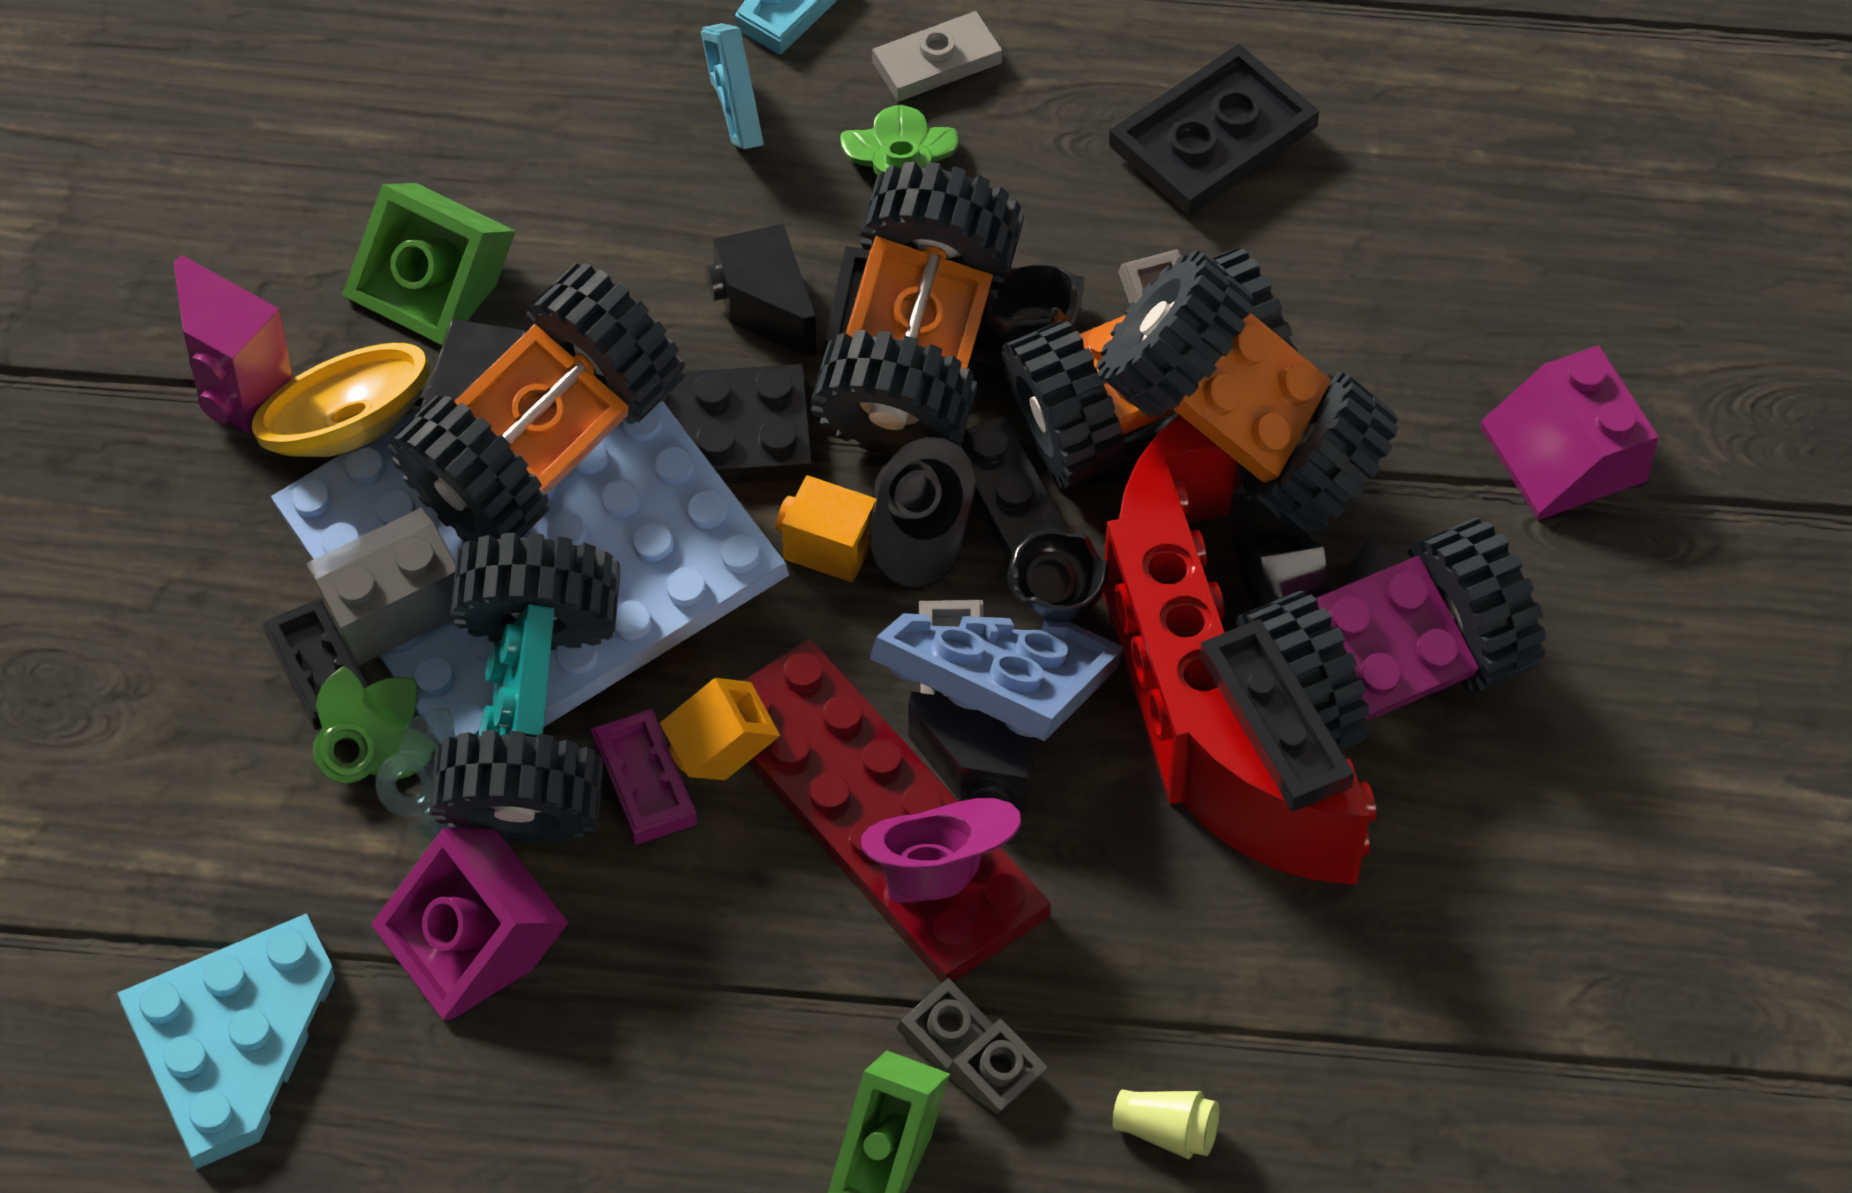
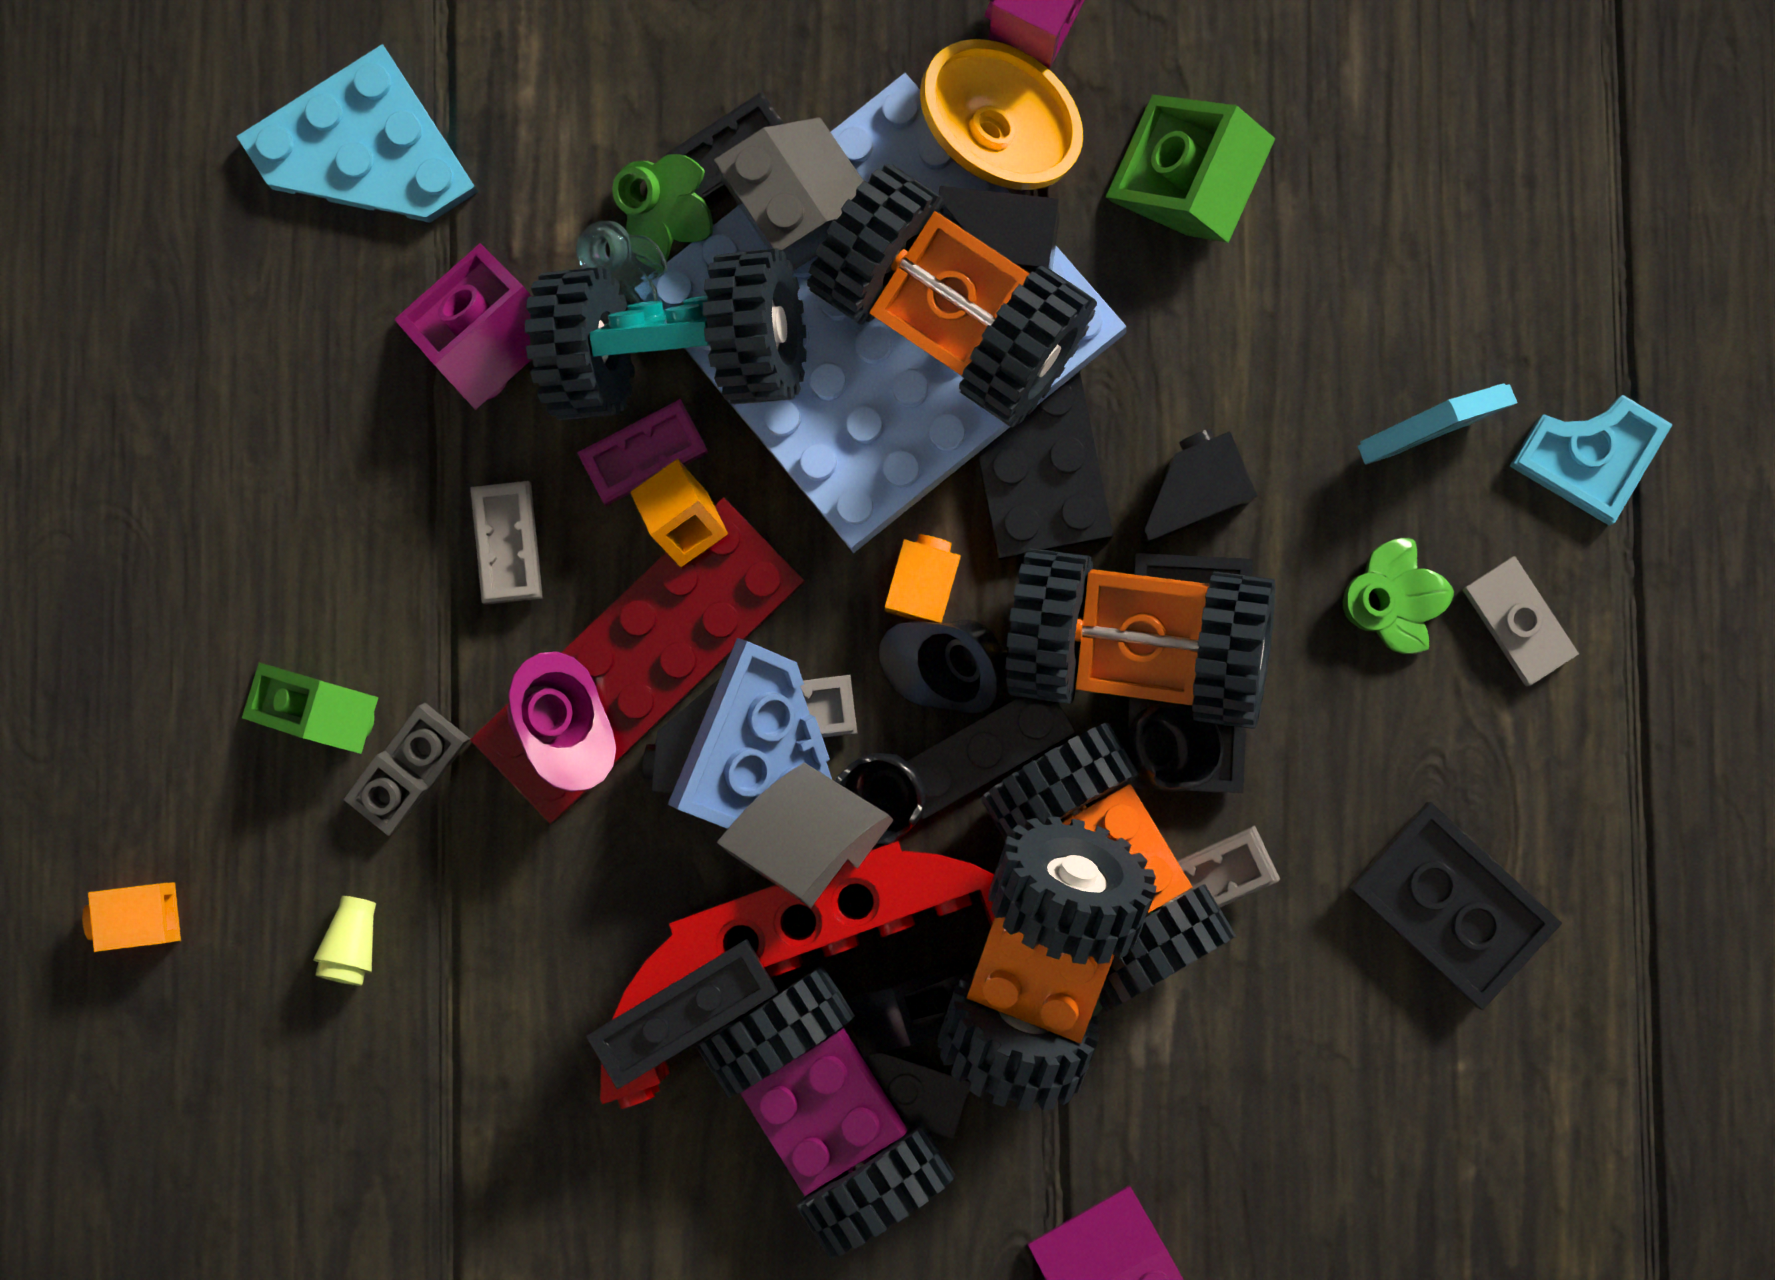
camera: 85 degrees right, 30 degrees up
(724, 919) = (506, 542): none -> light grey plate
(1091, 606) = (804, 832): none -> dark grey slope

